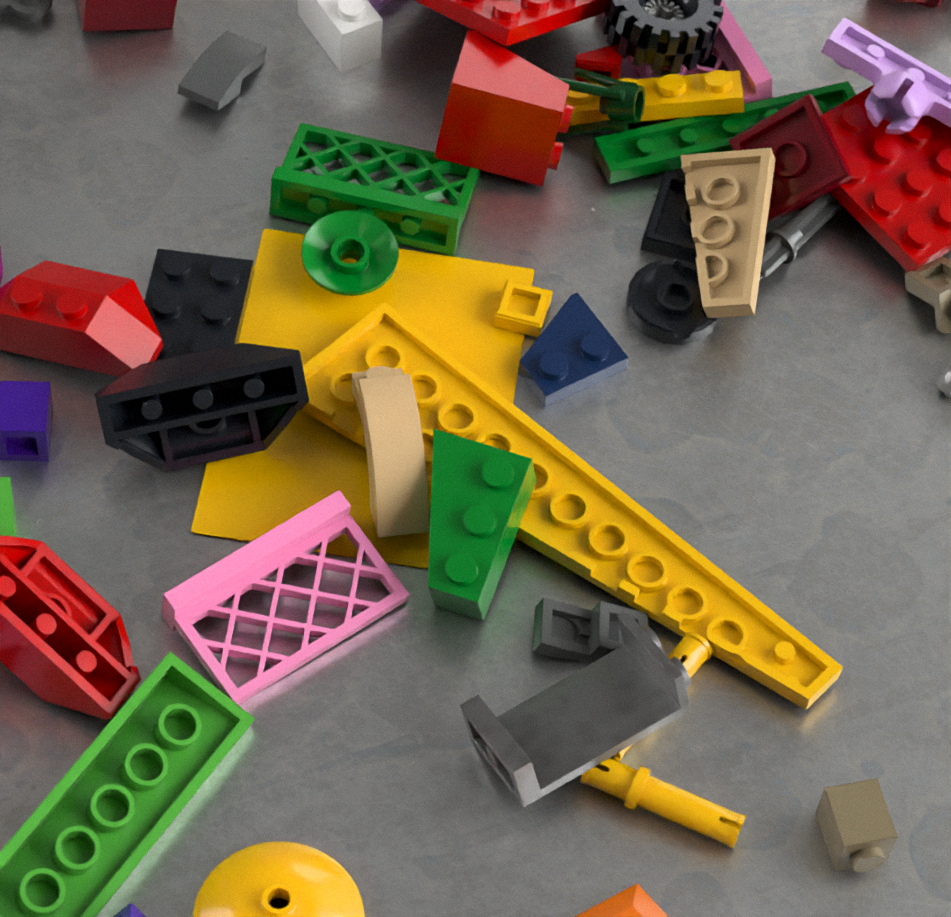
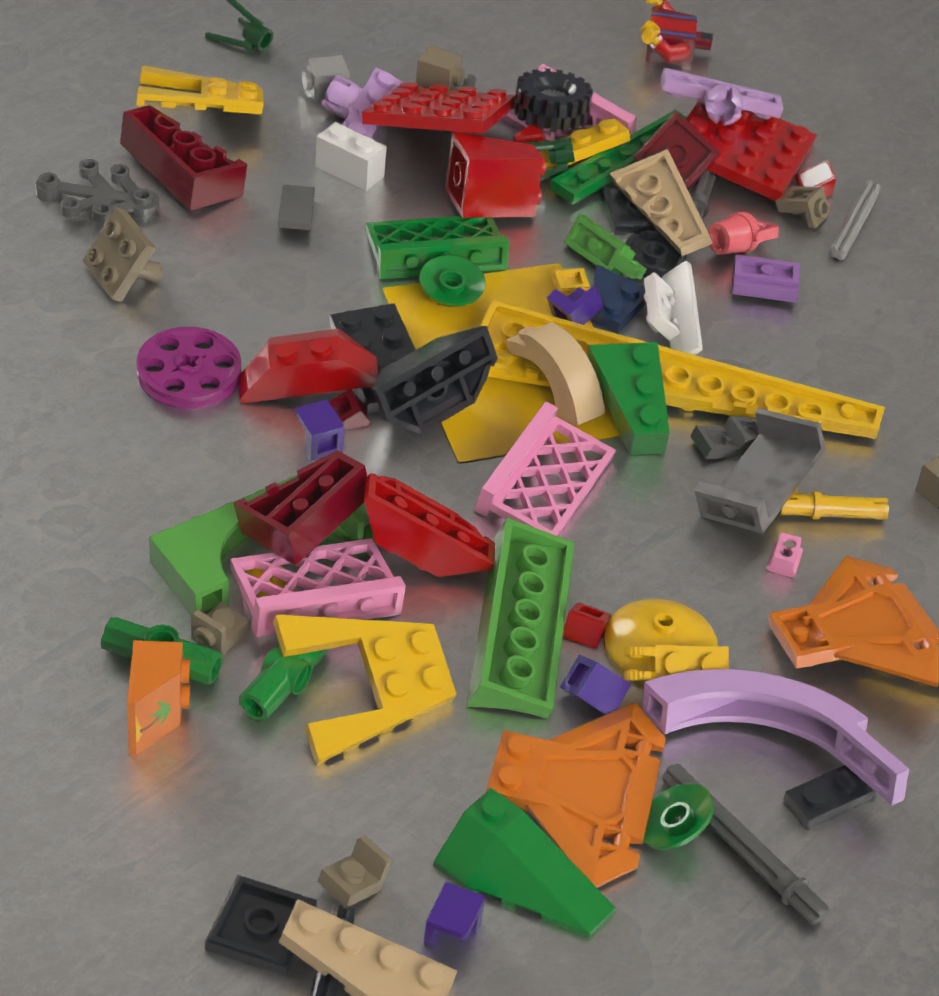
camera: 25 degrees left, 10 degrees down
(77, 403) = (350, 410): none -> dark red slope
(192, 850) = (586, 625): none -> red slope
(497, 352) = (577, 307): none -> dark purple panel
(541, 870) = (781, 564): none -> bright pink piece
(599, 272) = (603, 248): none -> bright green hinge
(633, 397) = (674, 308): none -> white bracket
(808, 394) = (766, 278): none -> medium lavender plate
(809, 311) = (740, 234): none -> coral piece

